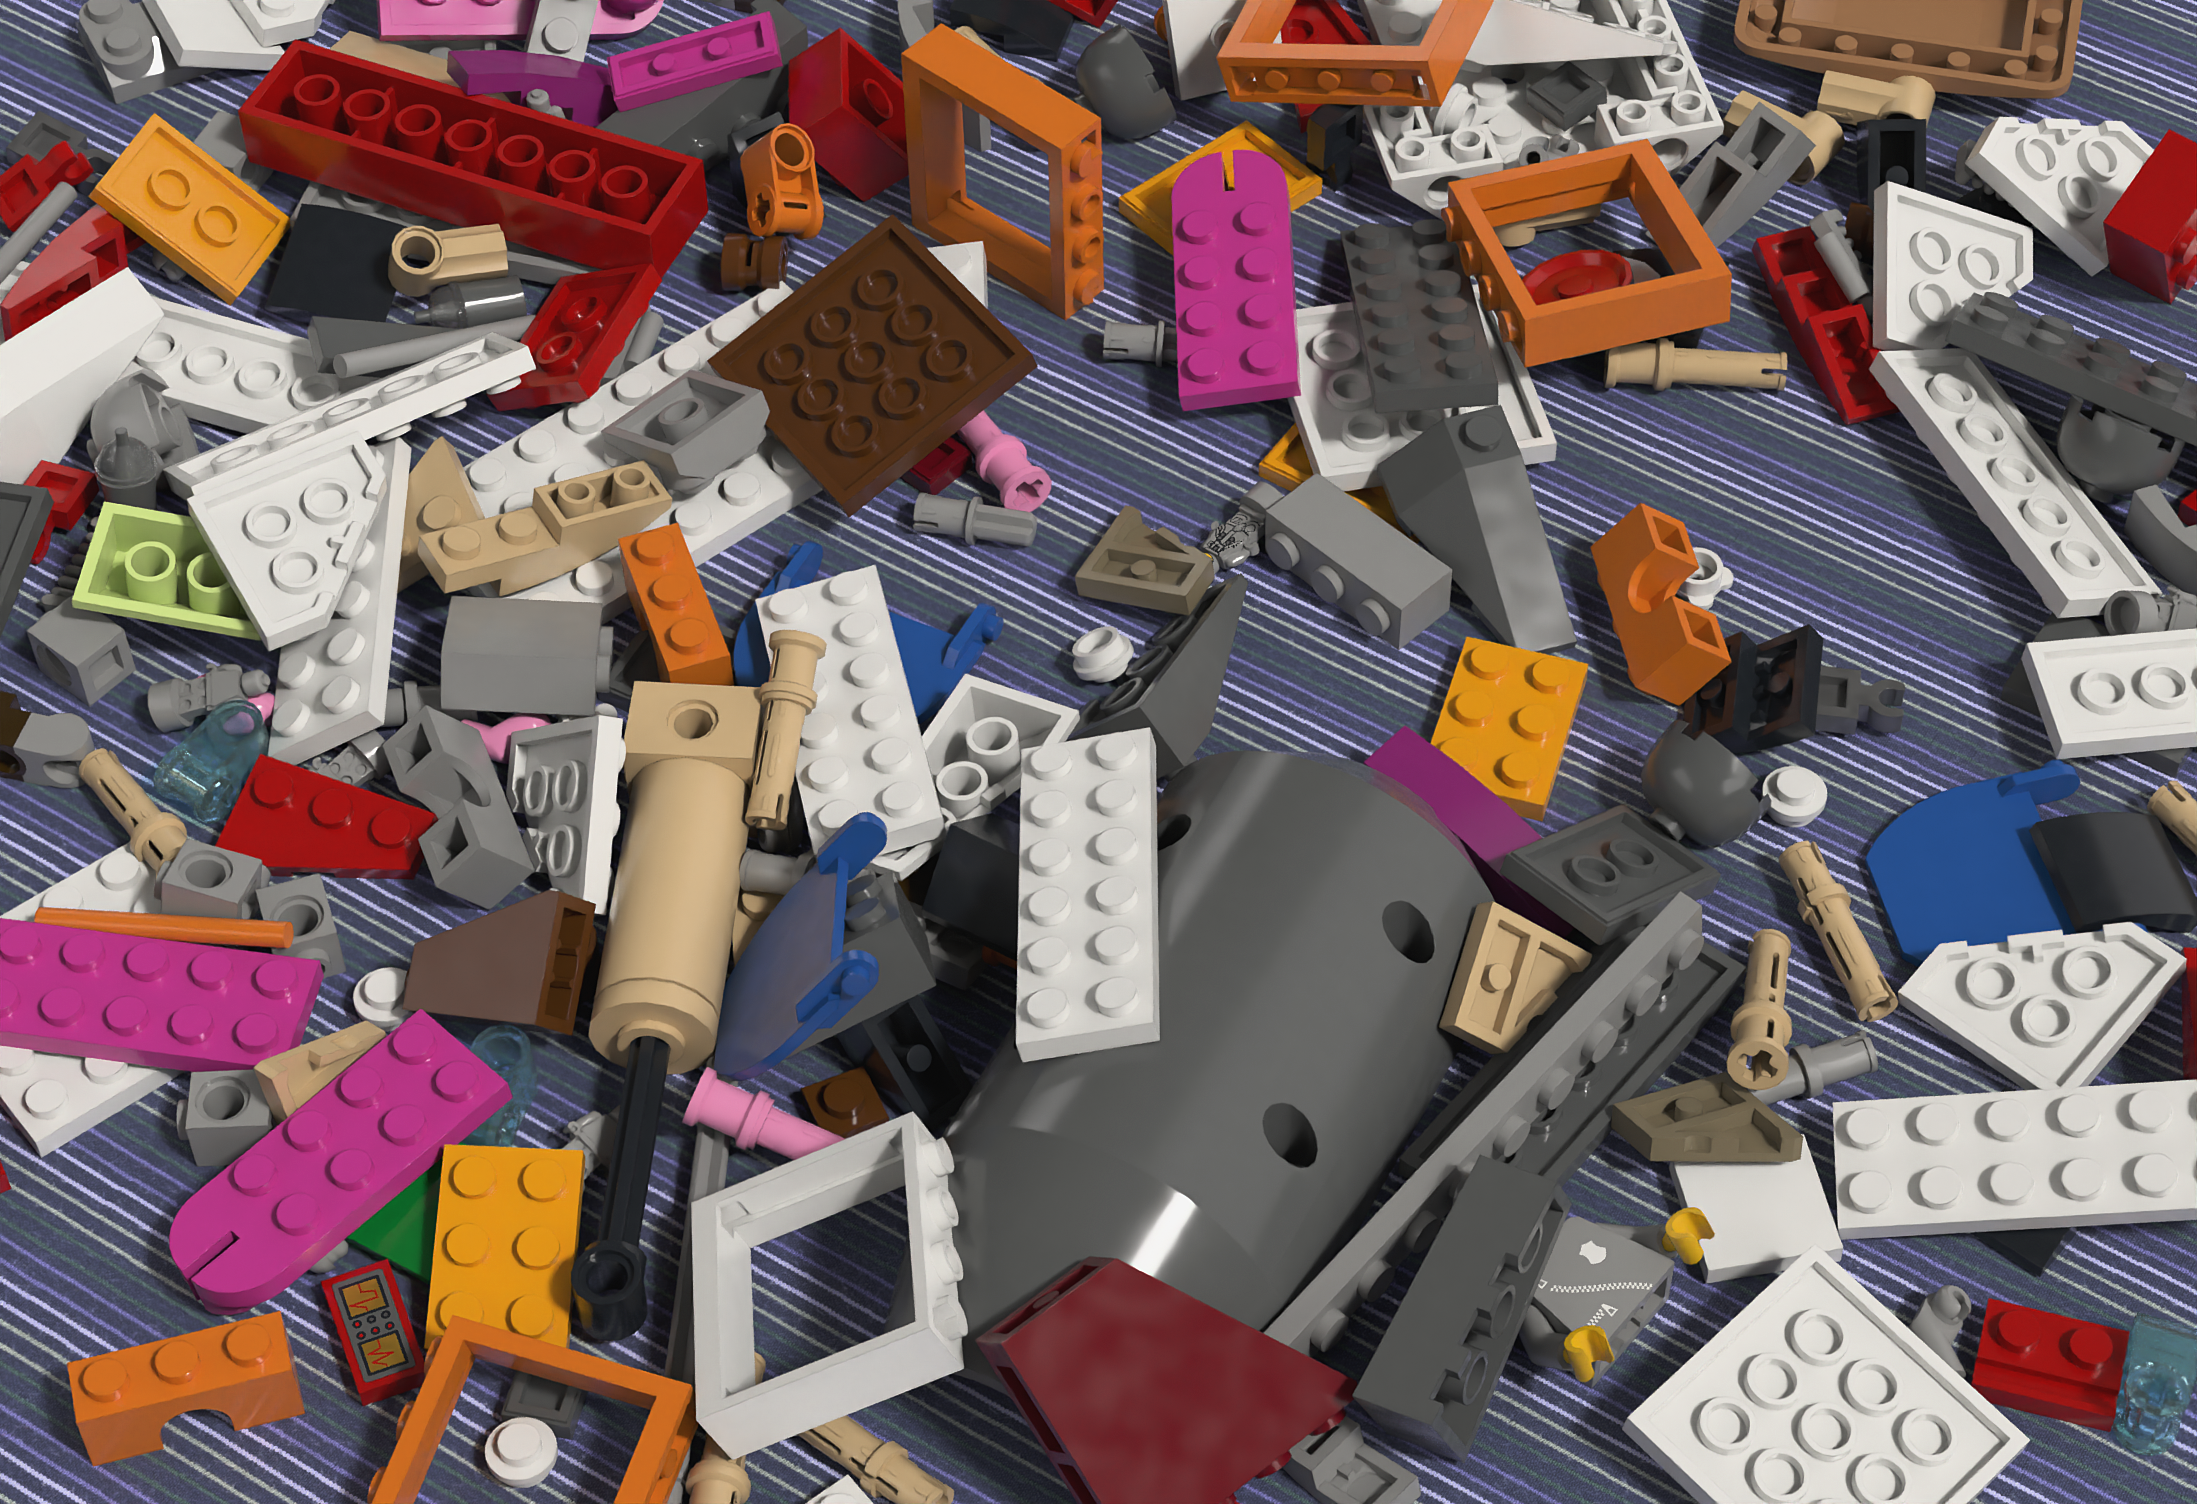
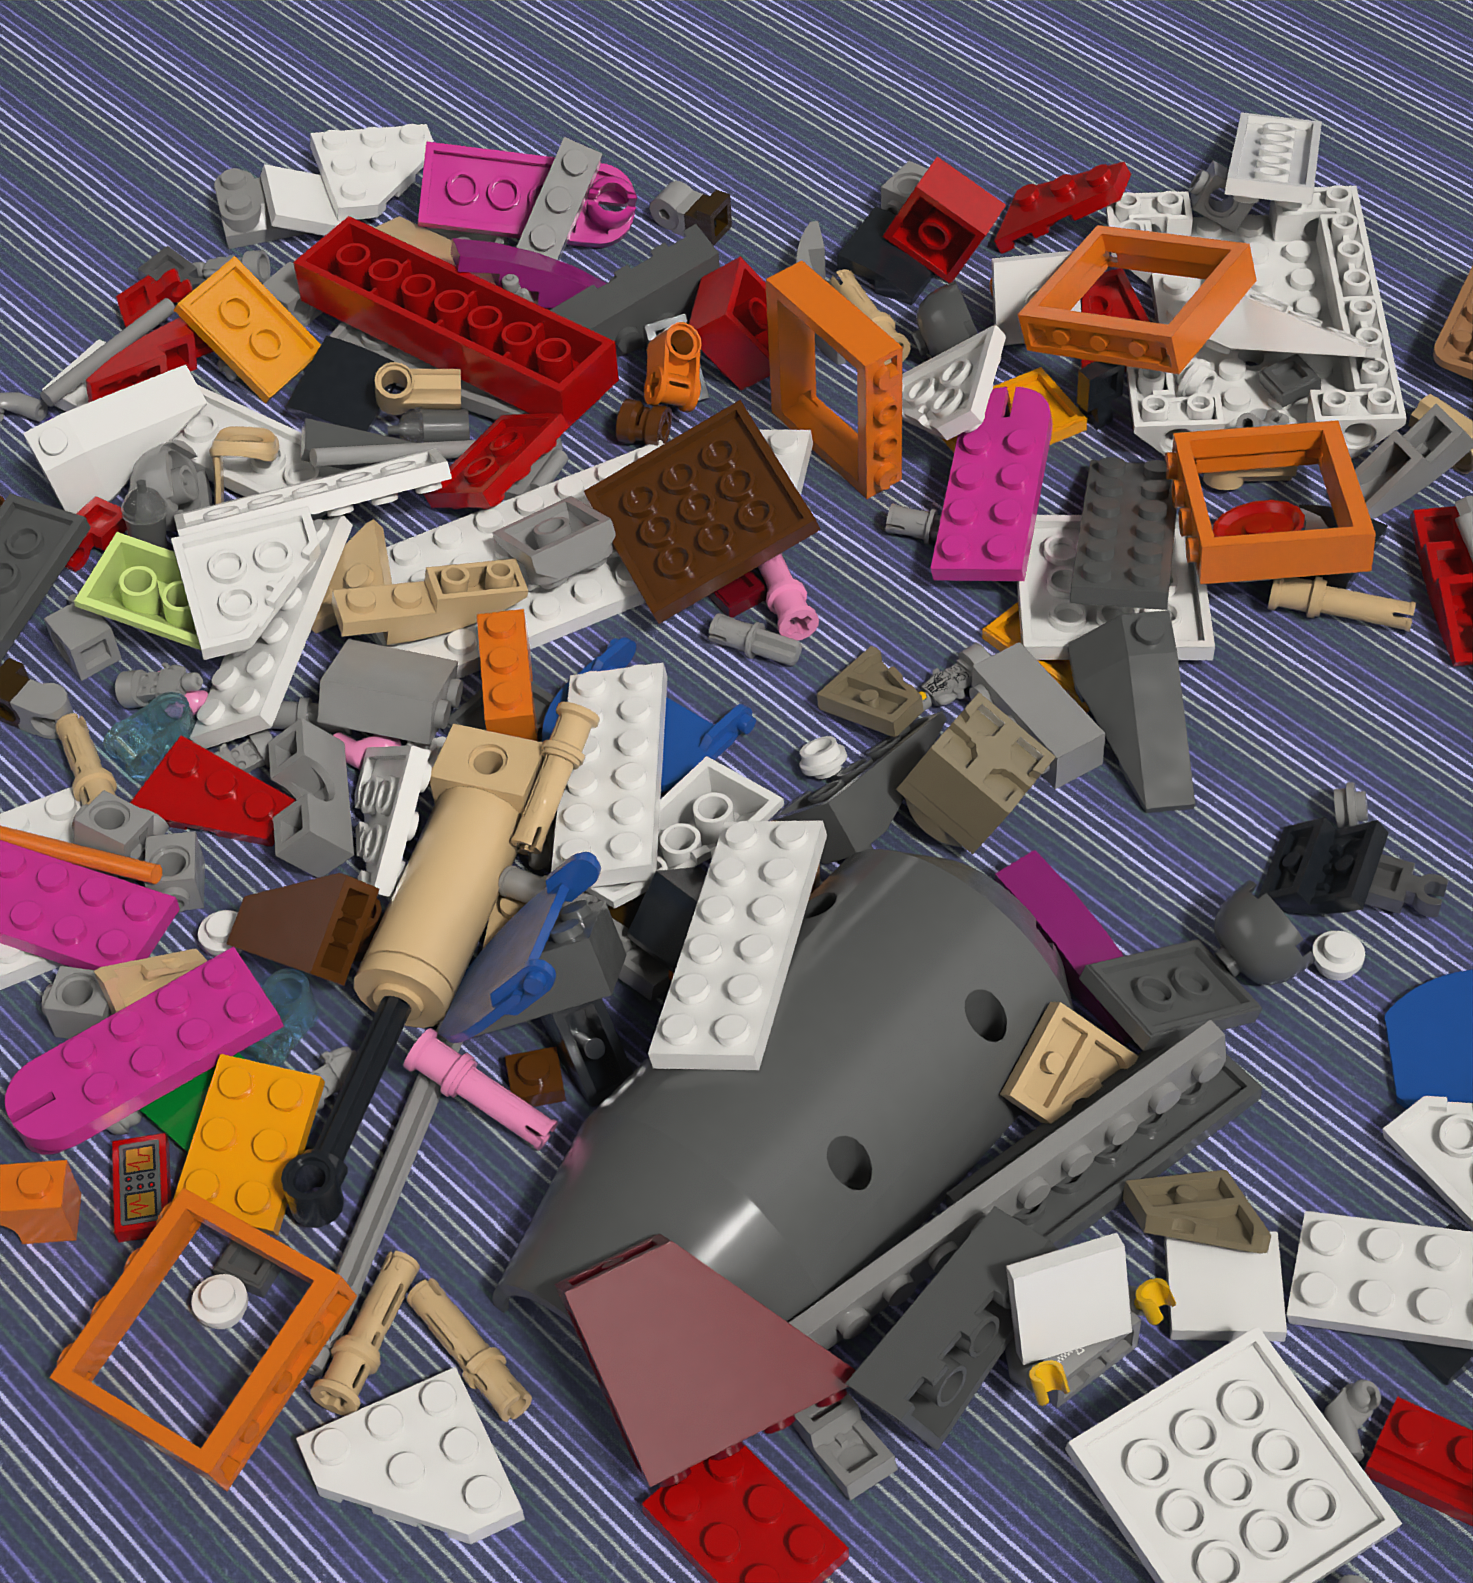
camera: 15 degrees right, 0 degrees up
(121, 130) = (255, 261): none -> light grey piece
(225, 361) = (243, 442): none -> tan piece
(694, 61) = (632, 268): dark pink tile -> none
(808, 1189) = (373, 1285): white window -> none
(1158, 159) = (954, 387): none -> white plate
(1307, 647) = (973, 776): none -> dark tan piece
(1511, 720) = (1125, 860): light orange plate -> none
(1594, 1248) = (1069, 1298): none -> white tile
(1666, 641) = (1261, 815): orange arch -> none
(1706, 581) = (1302, 768): white plate -> none
(1761, 1024) = (1261, 1136): tan pin -> none
(1766, 614) = (1350, 806): none -> light grey plate
(1821, 1066) = (1294, 1179): light grey pin -> none
(1826, 908) = (1342, 1051): tan pin -> none

